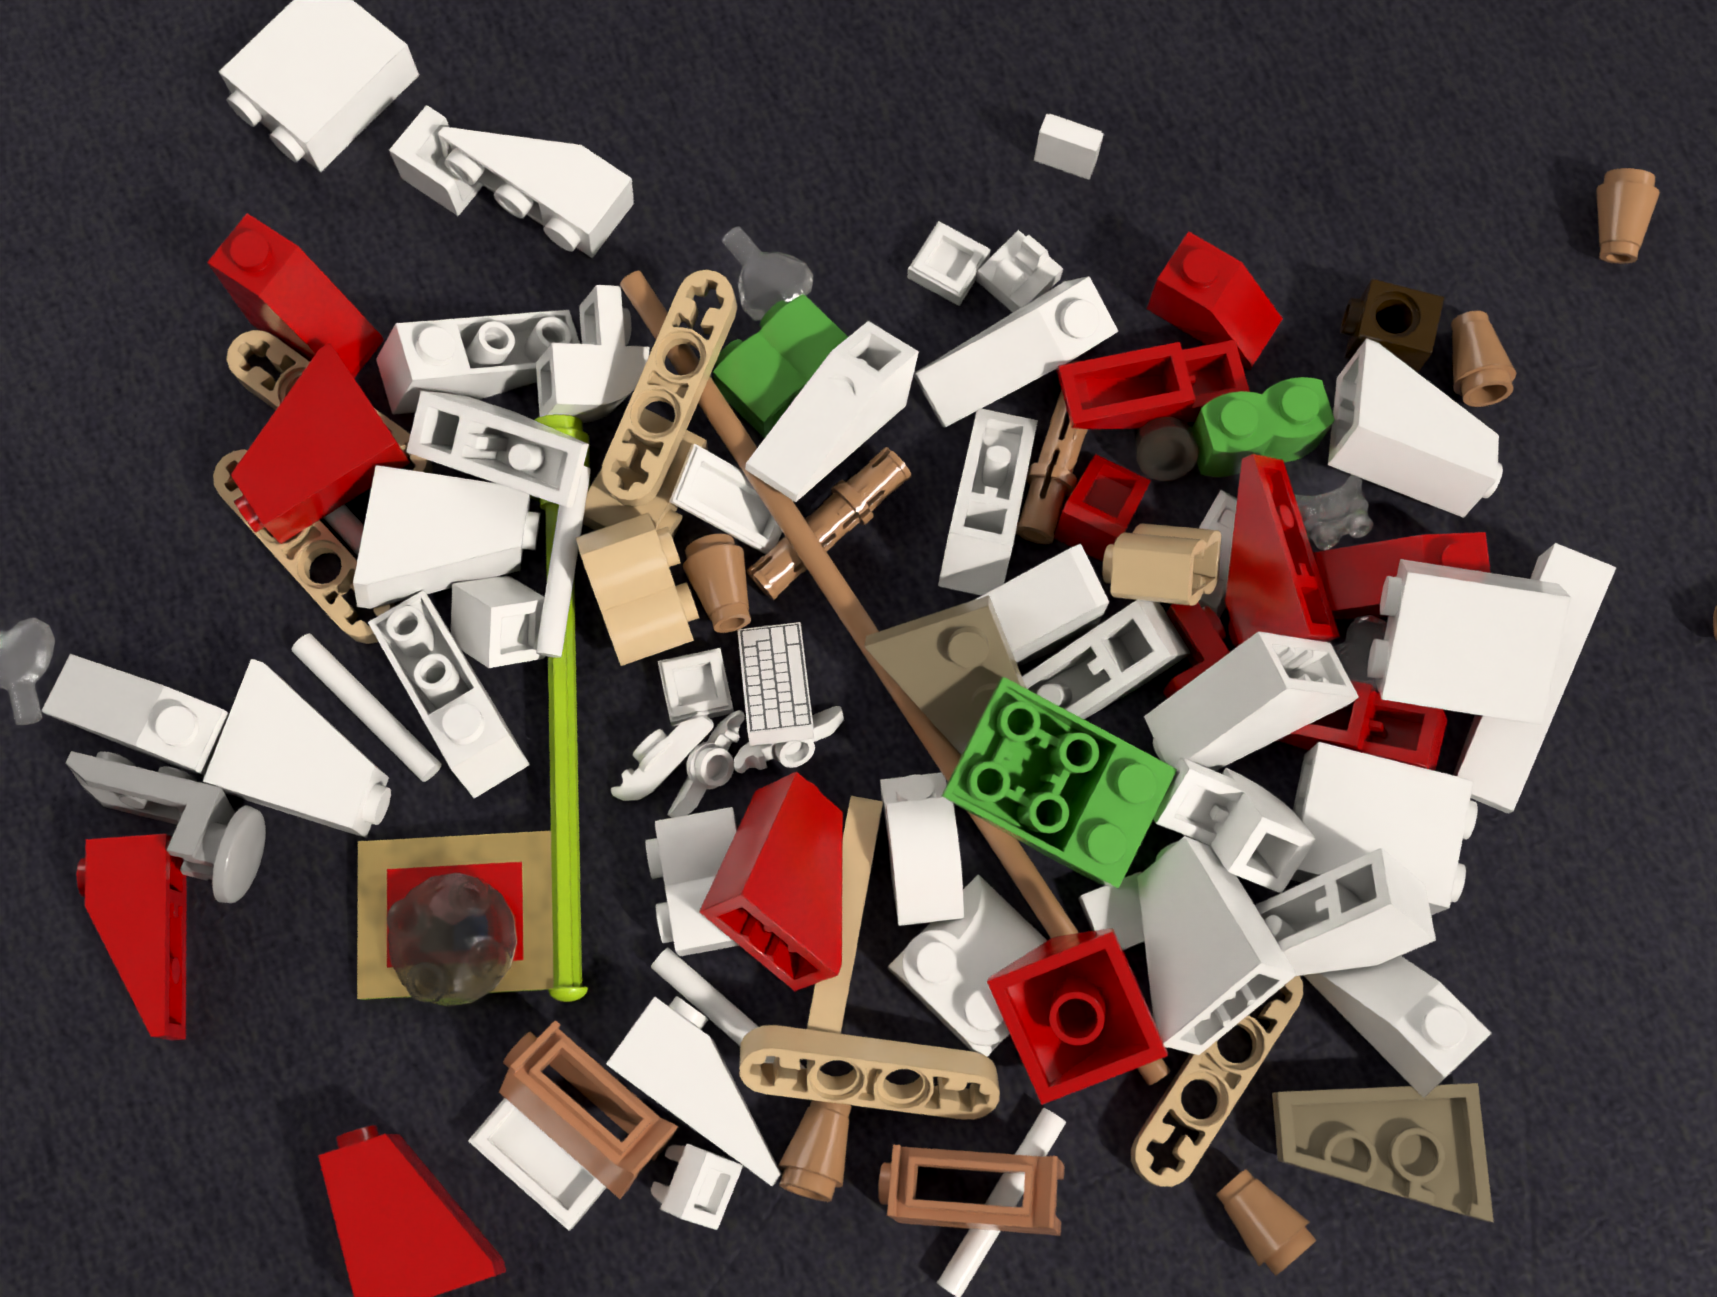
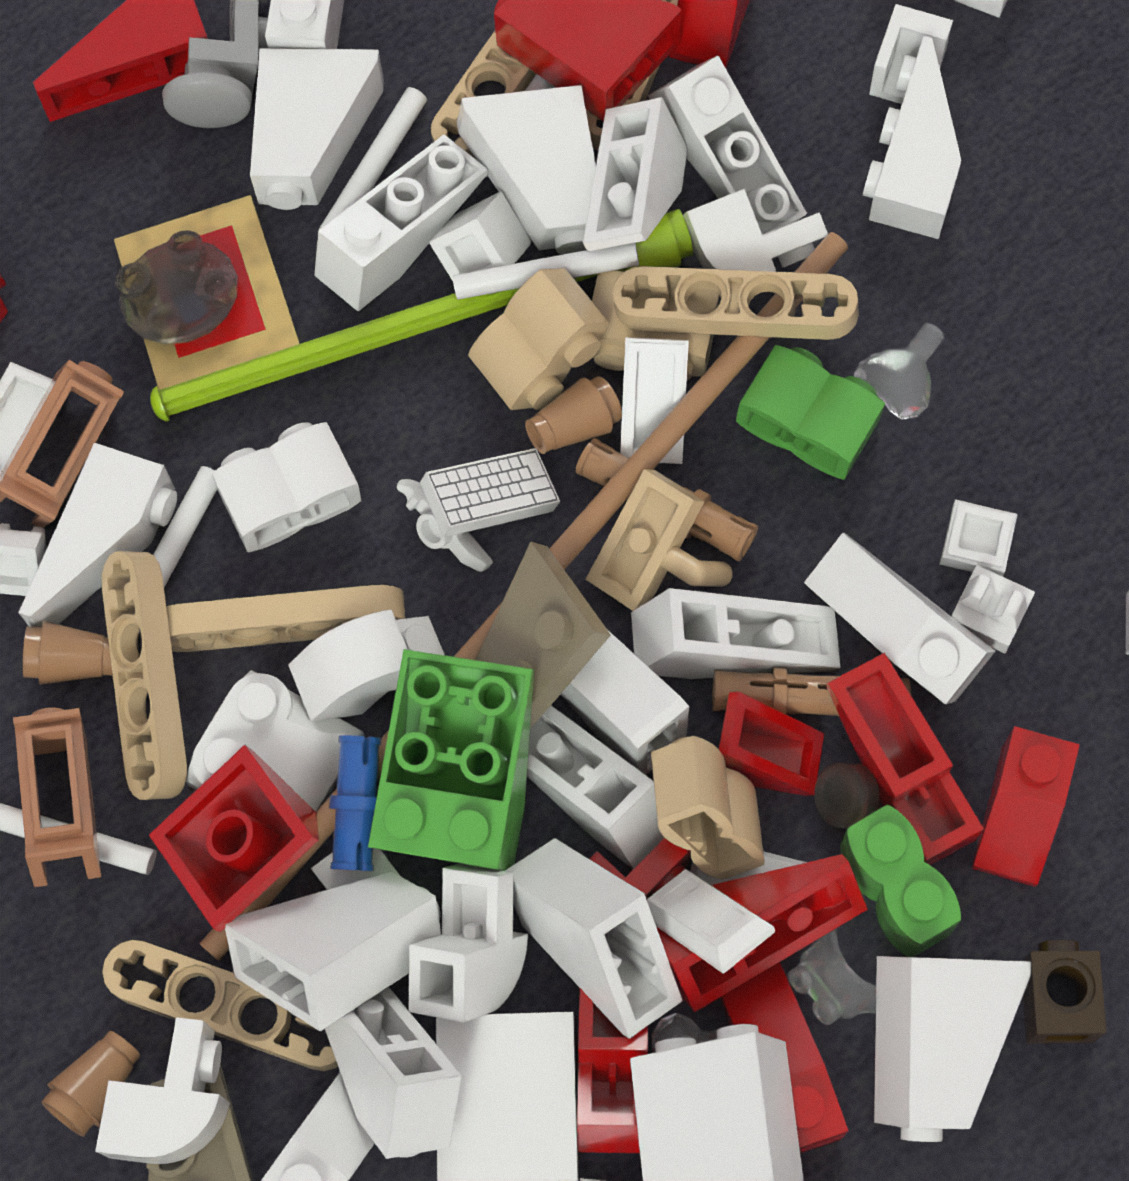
camera: 80 degrees right, 5 degrees down
(660, 756) = (394, 415): white piece -> none
(695, 686) = (472, 429): white tile -> none
(708, 765) = (395, 460): white piece -> none
(784, 883) = (296, 543): red slope -> none
(836, 411) = (769, 462): white slope -> none
(878, 548) = (648, 544): none -> tan plate
(1066, 891) = (355, 802): none -> blue pin
(1278, 591) = (707, 921): none -> white tile
(1337, 1149) = (169, 1120): none -> white brick
(1480, 363) = (1059, 1100): medium nougat cone -> none

